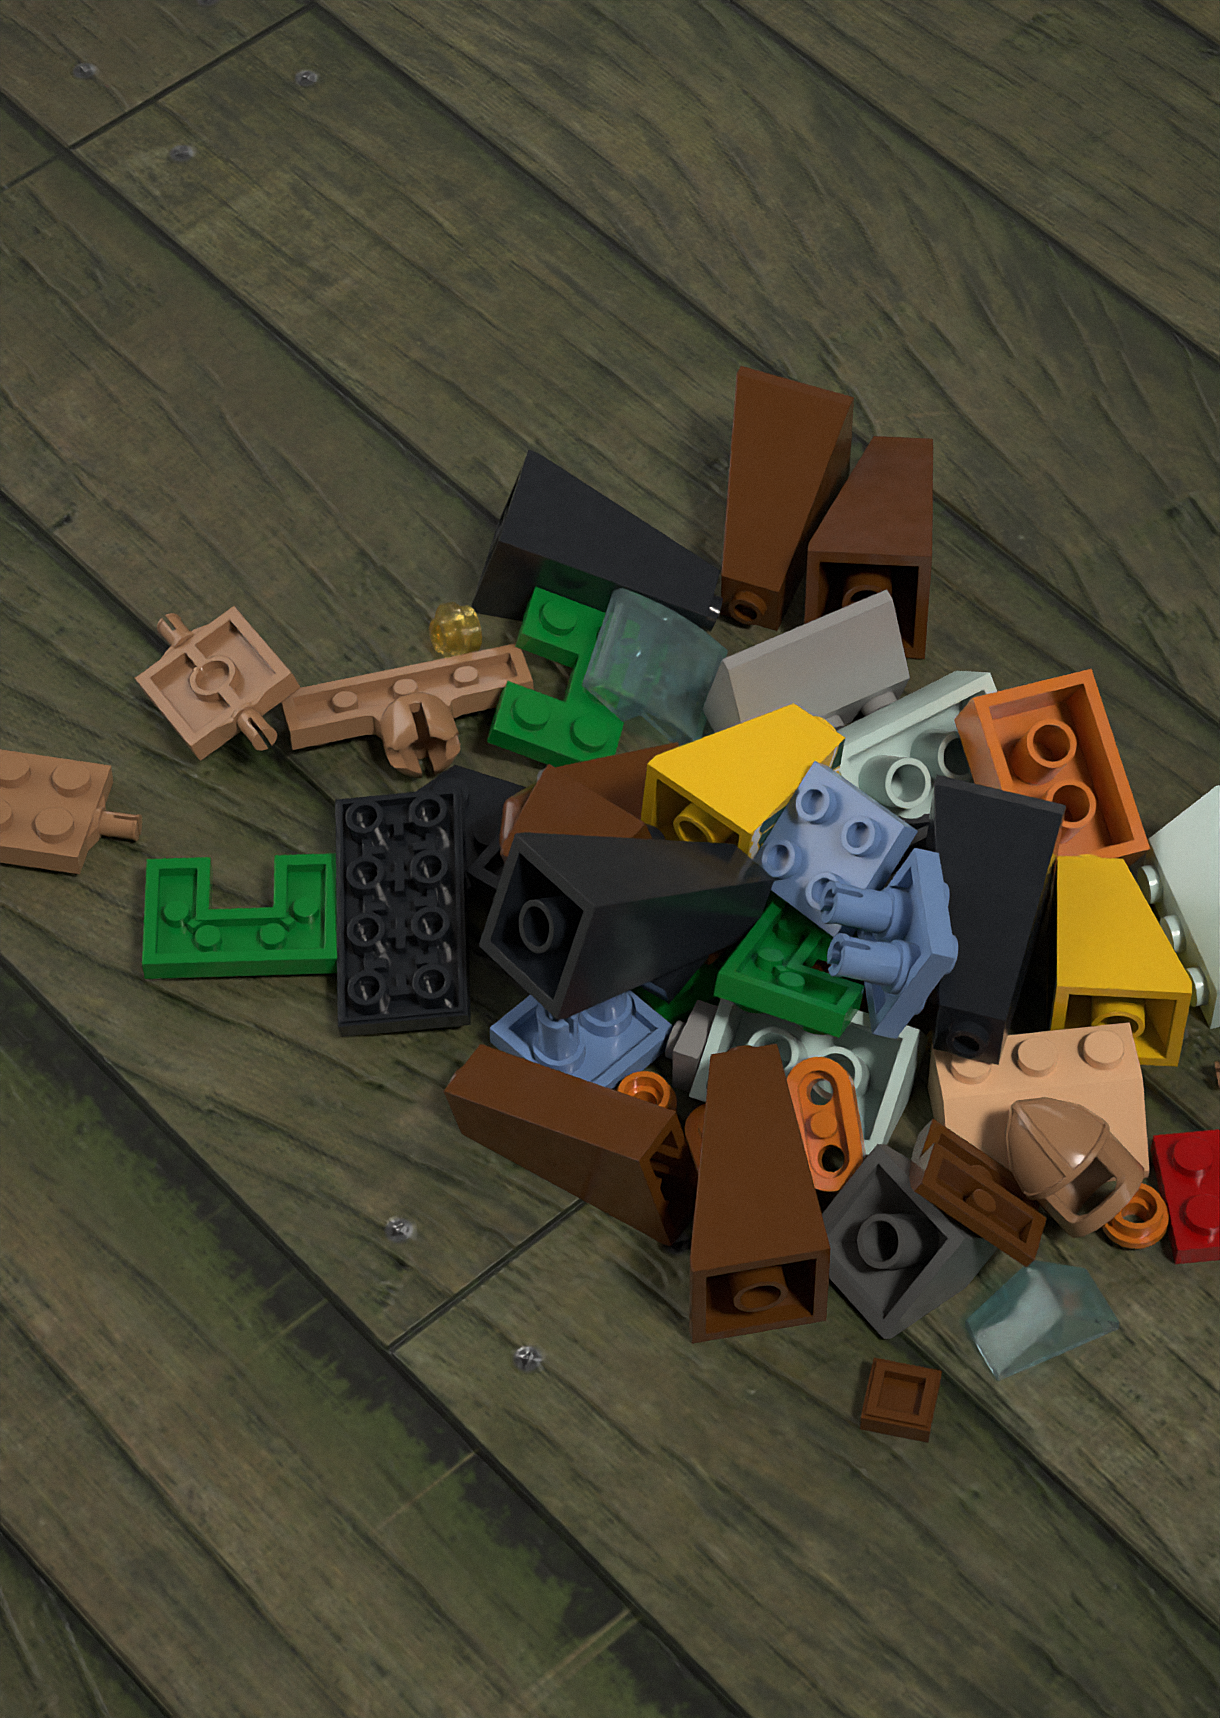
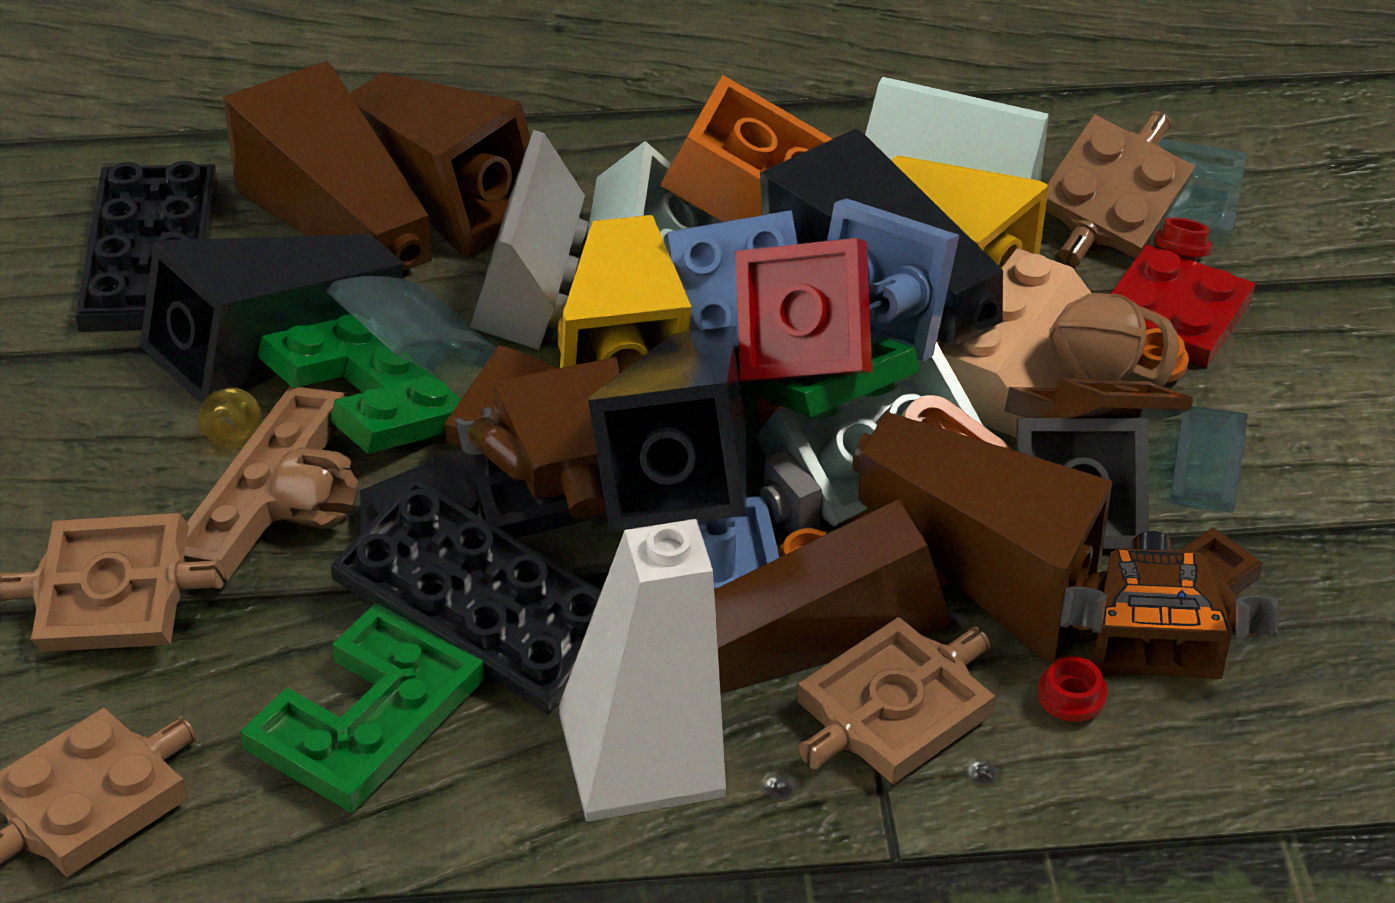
camera: 55 degrees left, 10 degrees down
(367, 1077) = (647, 681): none -> white slope
(536, 1250) = (895, 699): none -> medium nougat plate
(622, 430) = (130, 214): none -> black tile
(660, 1353) = (1073, 689): none -> red plate
(783, 1374) = (1164, 612): none -> torso
(784, 910) = (803, 311): none -> red plate

